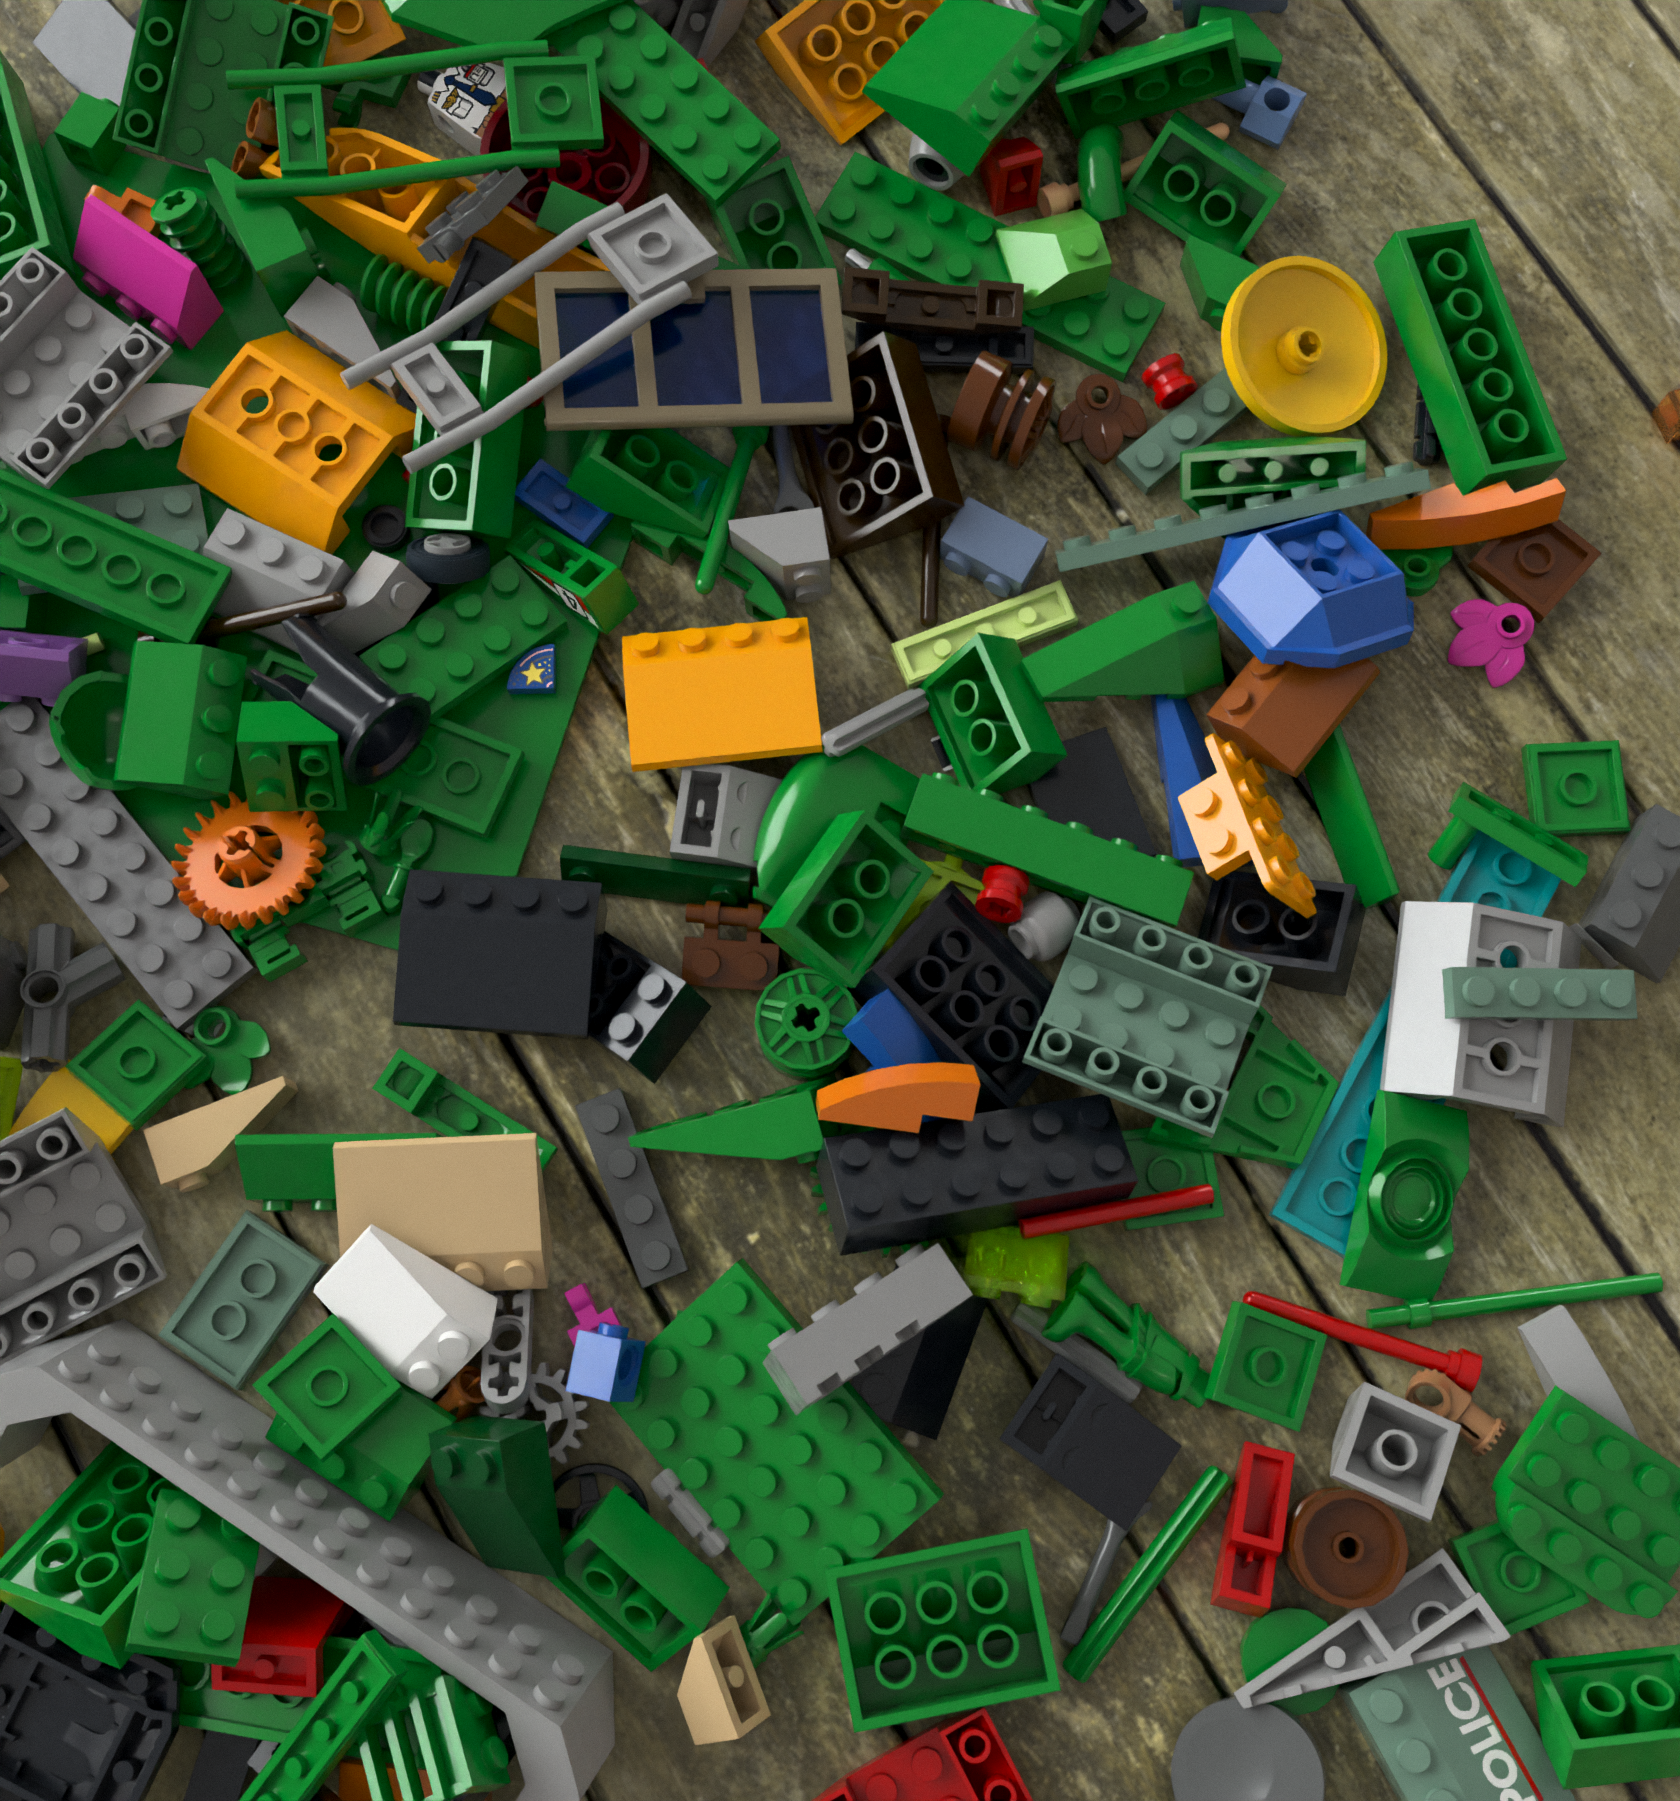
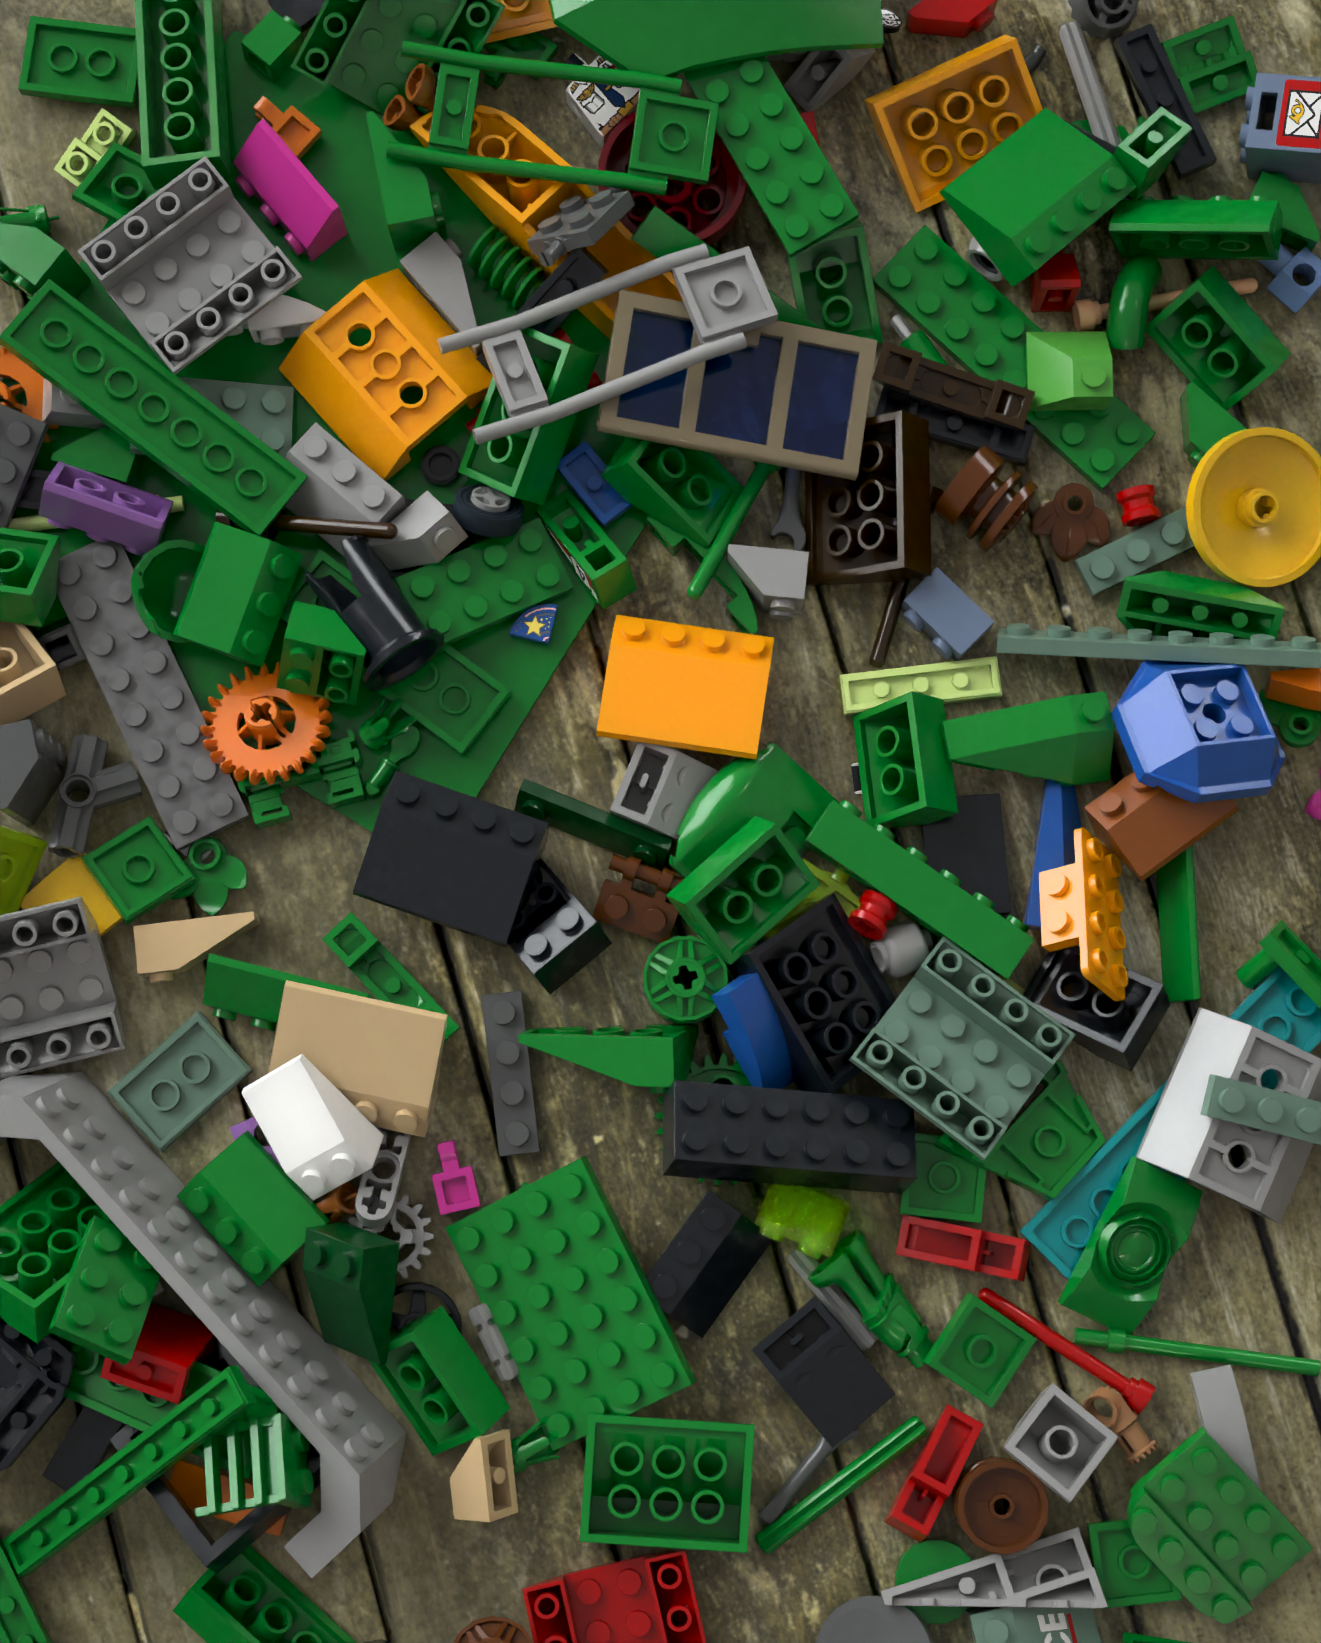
camera: 15 degrees right, 5 degrees up
(199, 235) = (344, 169): green piece -> none
(327, 1387) = (237, 1171): green plate -> none
(606, 1364) = (457, 1210): brick -> none
(866, 1327) = (668, 1237): light grey wedge -> none
(874, 722) = (807, 742): light grey axle -> none
(901, 1096) = (744, 1062): orange slope -> none
(1116, 1211) = (896, 1197): red piece -> none
(1211, 1250) = (963, 1247): none -> red slope

